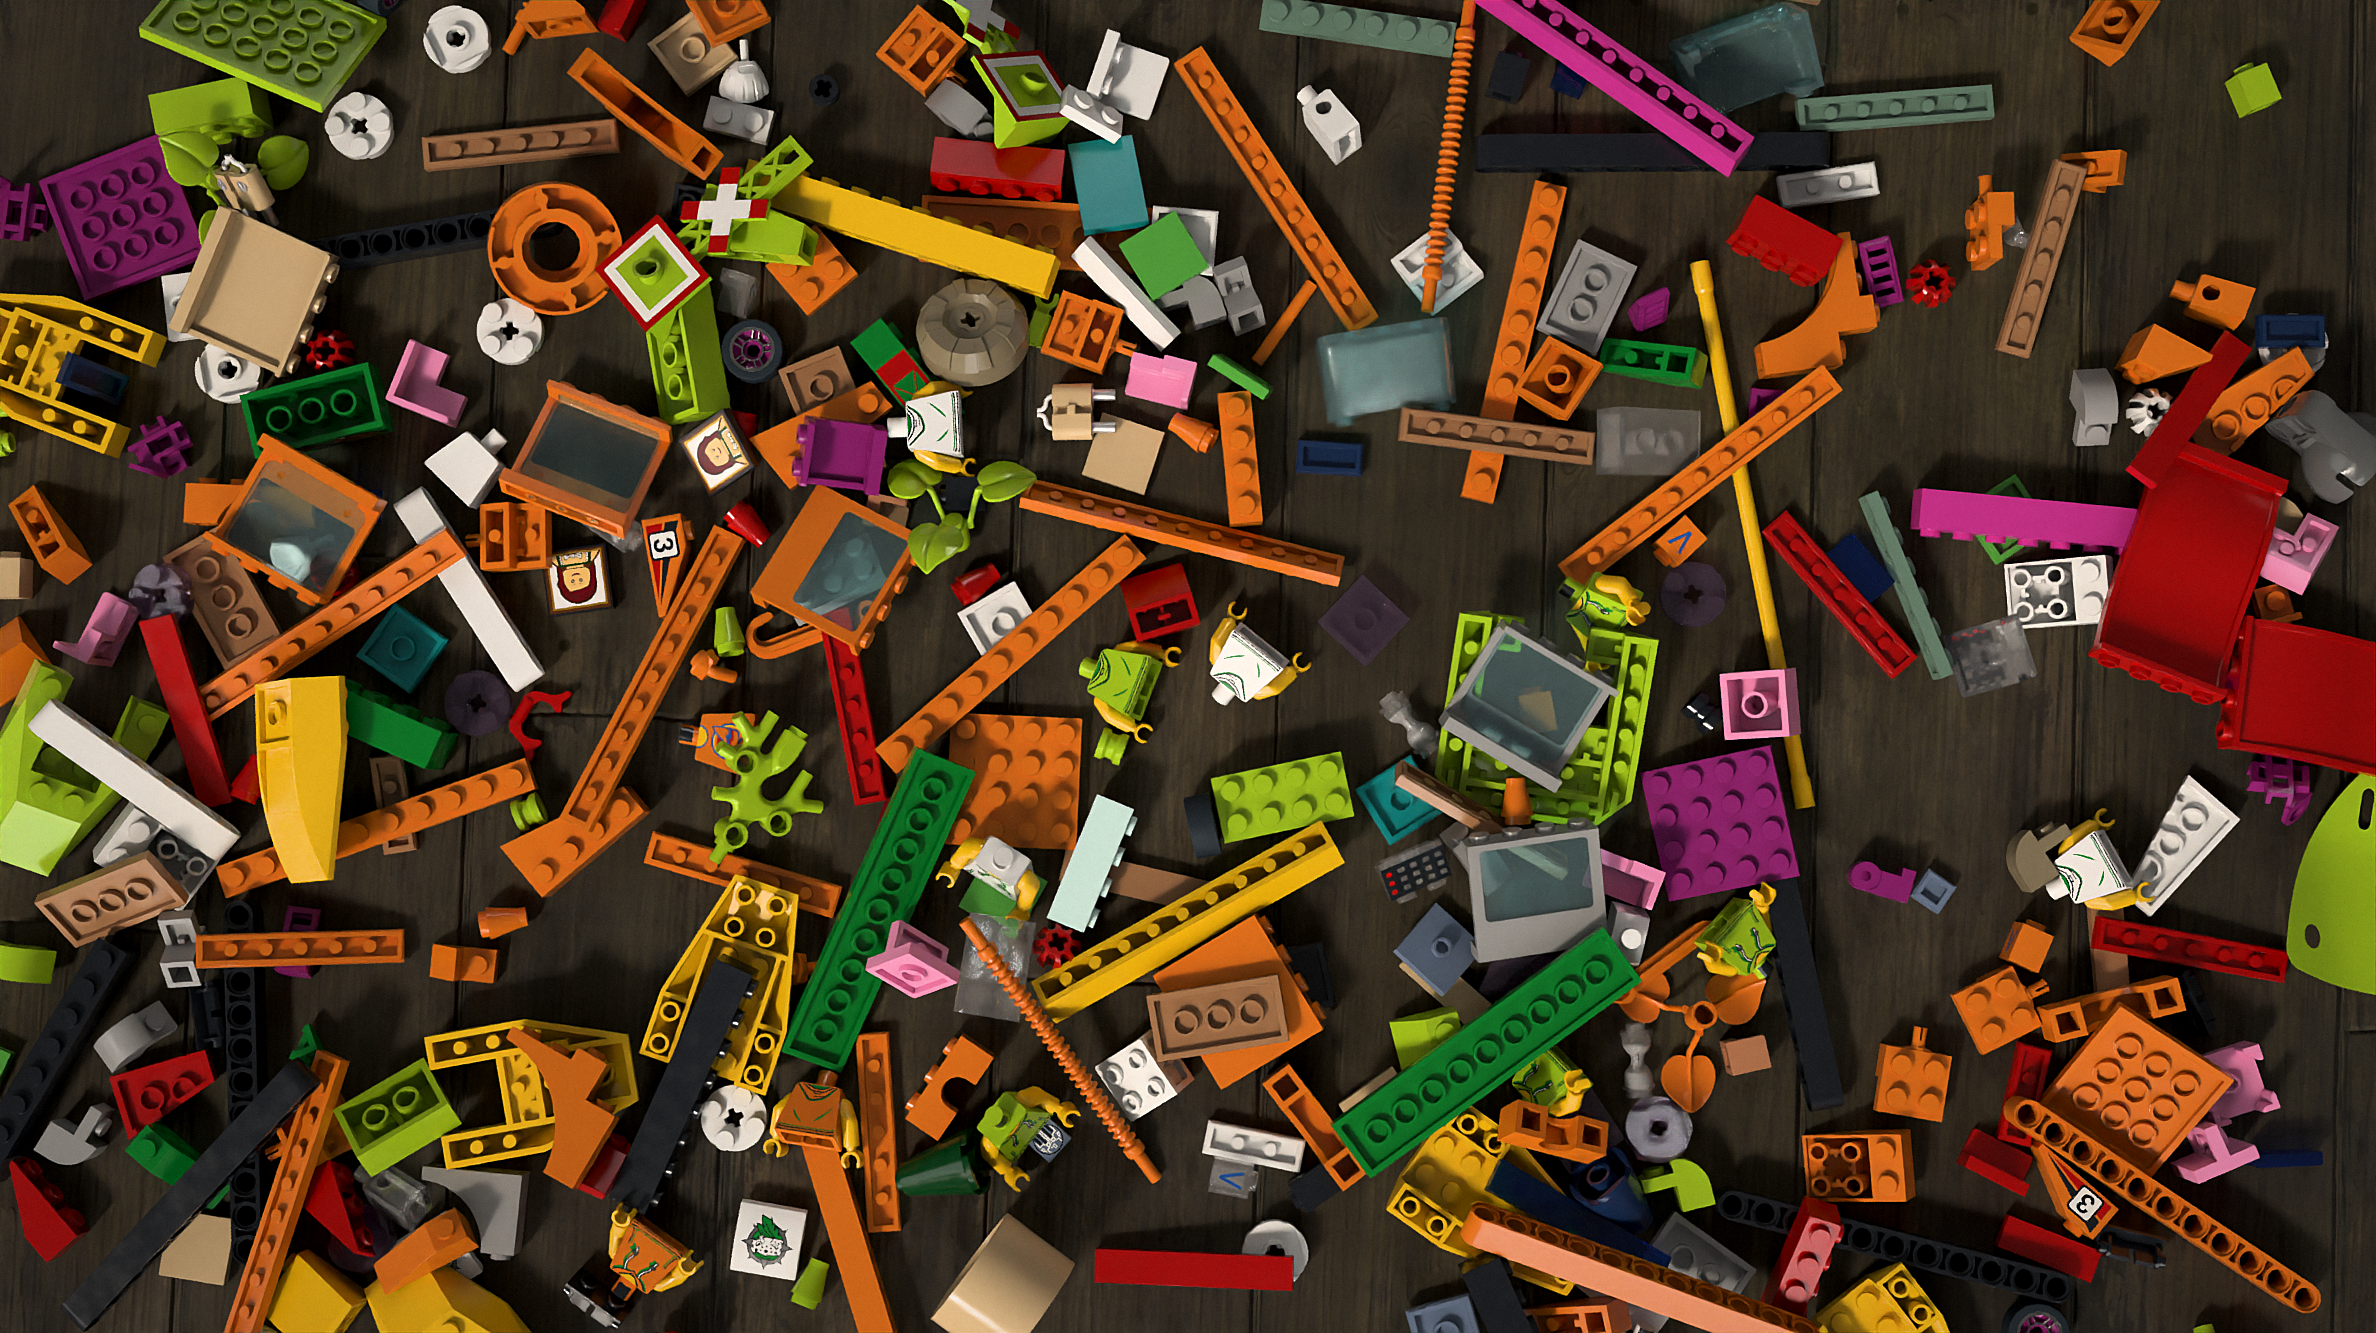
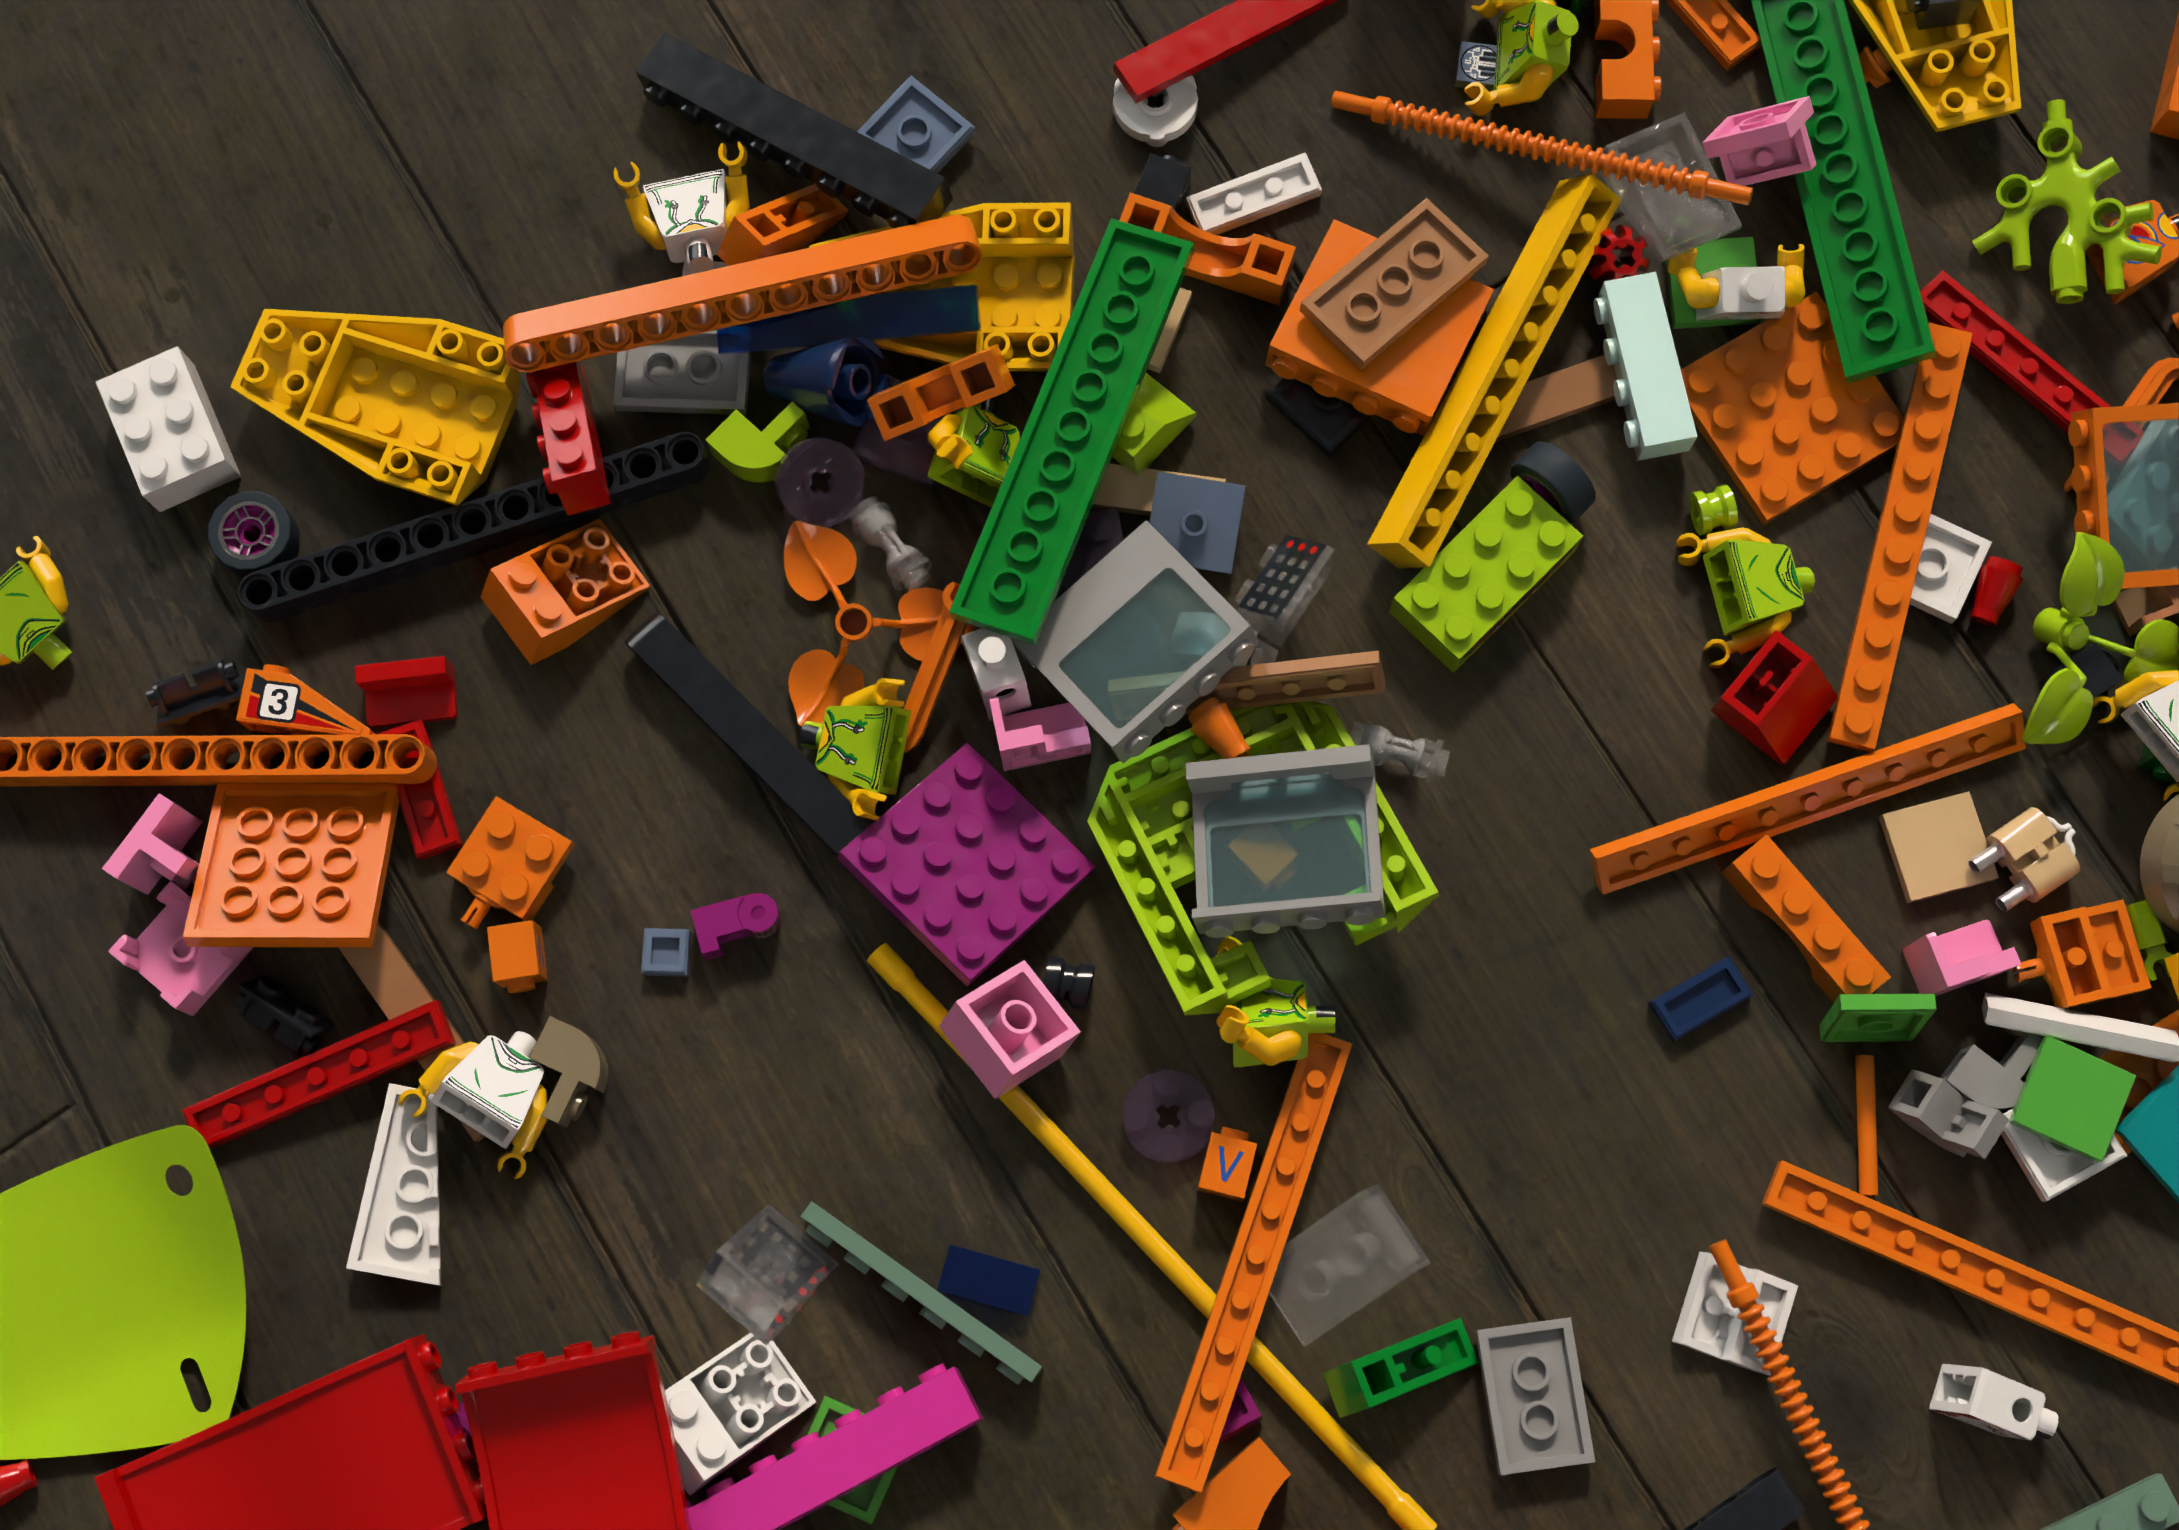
camera: 150 degrees right, 10 degrees down
(693, 860) = (1929, 151): orange tile -> none
(1141, 1081) = (1420, 174): white bracket -> none
(1196, 433) = (1879, 923): orange cone -> none
(1232, 1177) = (1256, 143): clear brick -> none
(1247, 663) = (1631, 695): torso -> none
(1363, 621) = (1530, 833): clear purple plate -> none
(1386, 369) = (1710, 1143): clear light blue windscreen -> none
(1394, 808) = (1344, 633): teal tile -> none
(1496, 436) = (1529, 1147): medium nougat tile -> none
(1516, 330) = (1584, 1289): orange plate -> none
(1557, 379) = (1505, 1266): orange slope -> none
(1649, 310) = (1450, 1427): magenta slope -> none
(1745, 1054) = (771, 624): nougat panel -> none
(1839, 594) = (994, 1232): red tile -> none
(1912, 1079) = (561, 720): orange plate -> none
(2048, 1248) = (293, 636): red tile -> none
(2085, 1013) = (407, 911): orange arch -> none
(2287, 1158) = (71, 904): clear blue tile -> none
(2295, 792) = (299, 1341): magenta piece -> none

